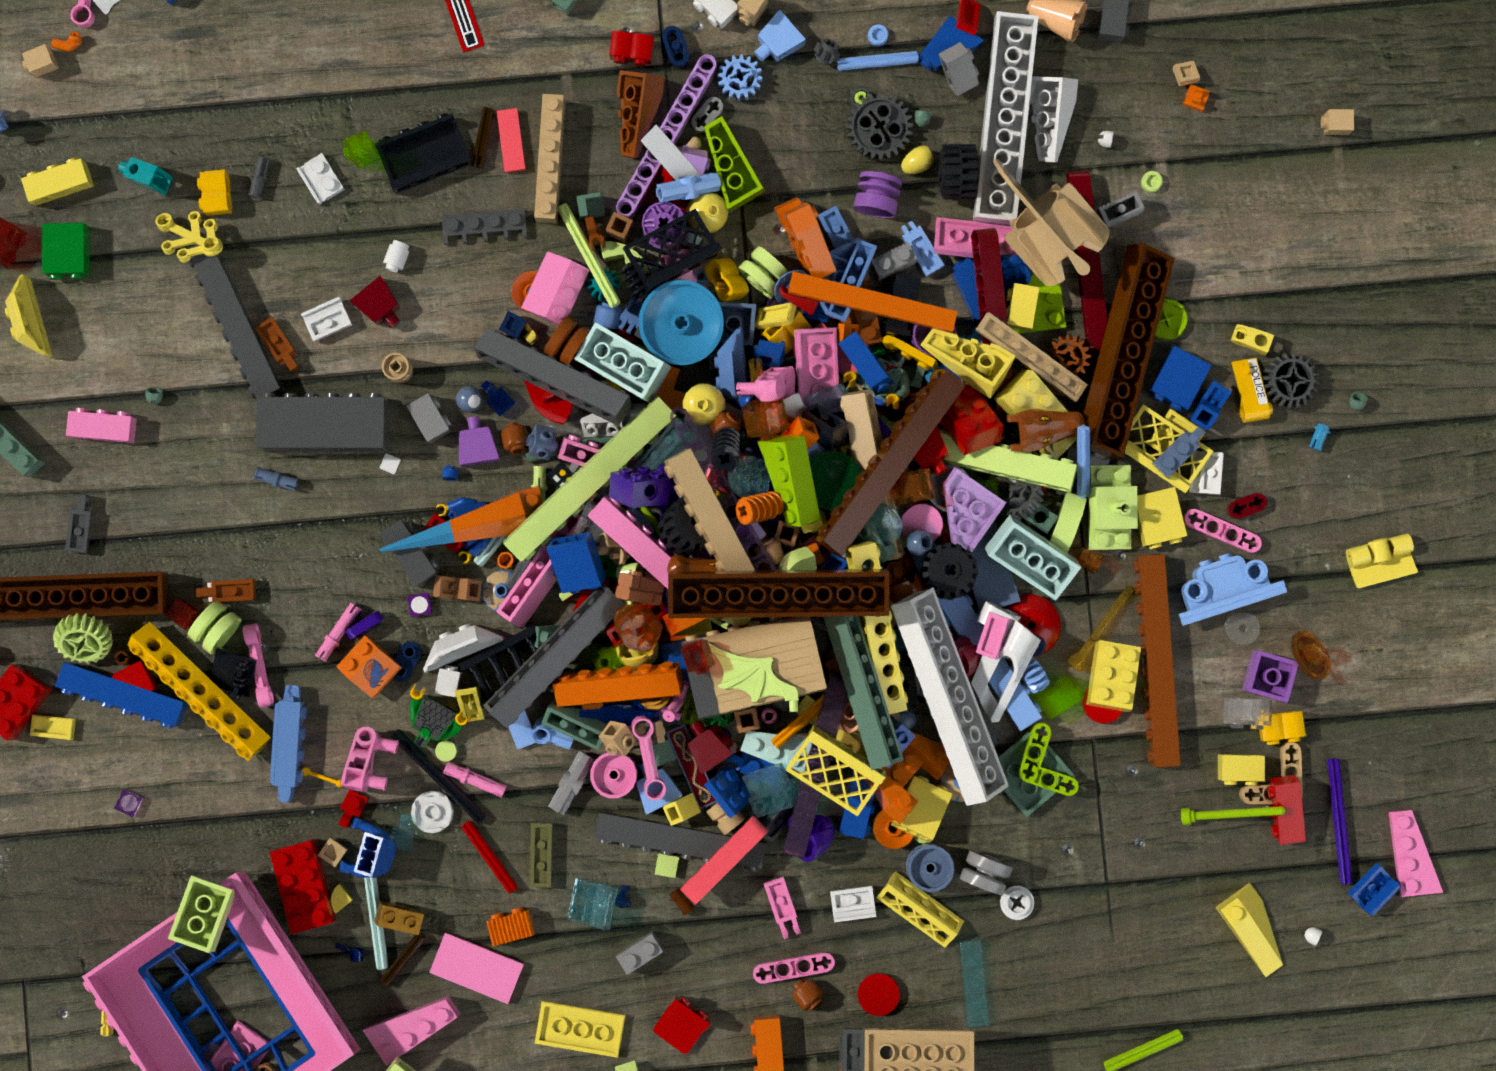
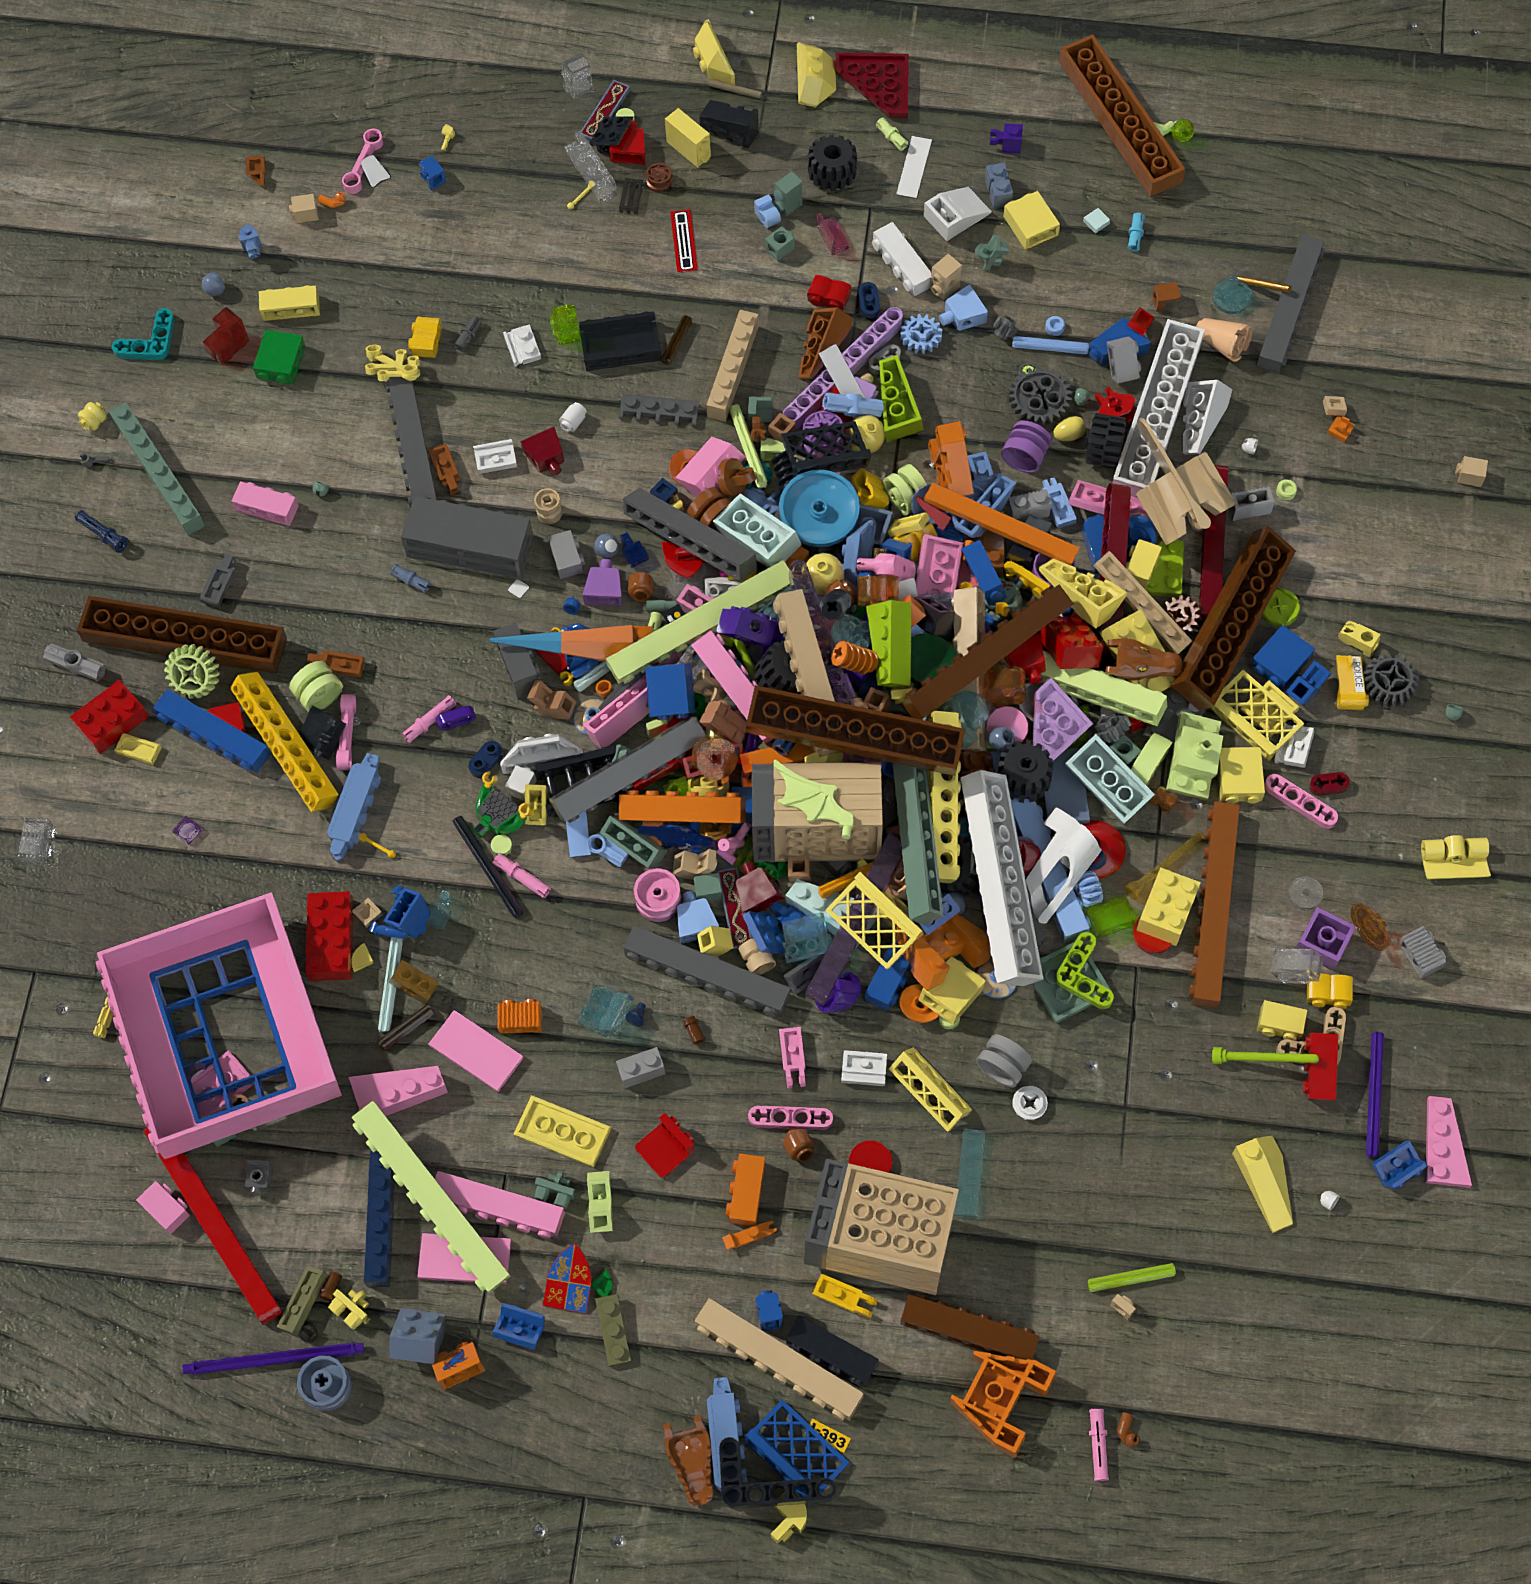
camera: 15 degrees right, 20 degrees down
(26, 317) = (227, 402): light yellow wedge -> none
(120, 656) = (223, 697): reddish brown pin -> none
(146, 175) = (369, 311): teal torso -> none
(183, 614) = (287, 670): clear red brick -> none
(202, 914) = (230, 914): yellowish green brick -> none
(352, 805) = (399, 875): red plate -> none
(356, 953) = (362, 1012): clear blue hand -> none
(359, 764) = (414, 834): bright pink piece -> none
(369, 666) = (449, 751): orange slope -> none
(419, 604) = (512, 712): tile -> none
(432, 811) = (472, 898): white tile -> none
(489, 857) = (516, 950): red axle -> none
(511, 140) = (701, 347): coral tile -> none
(541, 855) = (567, 957): olive plate -> none
(542, 442) = (665, 590): sand blue brick -> none
(571, 782) = (613, 898): light grey piece -> none
(584, 301) = (734, 477): none -> dark orange tile
(617, 738) = (669, 854): tan brick -> none
(648, 758) = (695, 875): bright pink piece -> none
(666, 865) = (687, 994): yellowish green tile -> none
(689, 653) = (760, 762): clear red brick -> none
(724, 860) = (745, 990): coral beam -> none
(766, 710) = (820, 875): bright pink pin -> none
(933, 879) = (938, 1043): sand blue wheel -> none
(960, 125) = (1117, 404): none -> red hinge
(993, 635) = (1055, 835): bright pink tile -> none
(1083, 461) = (1174, 699): light blue axle -> none
(1178, 452) = (1269, 715): sand blue hinge -> none
(1225, 587) = (1296, 850): light blue brick -> none
(1319, 436) = (1413, 731): dark azure pin -> none
(1364, 667) = (1422, 952): none -> light grey brick

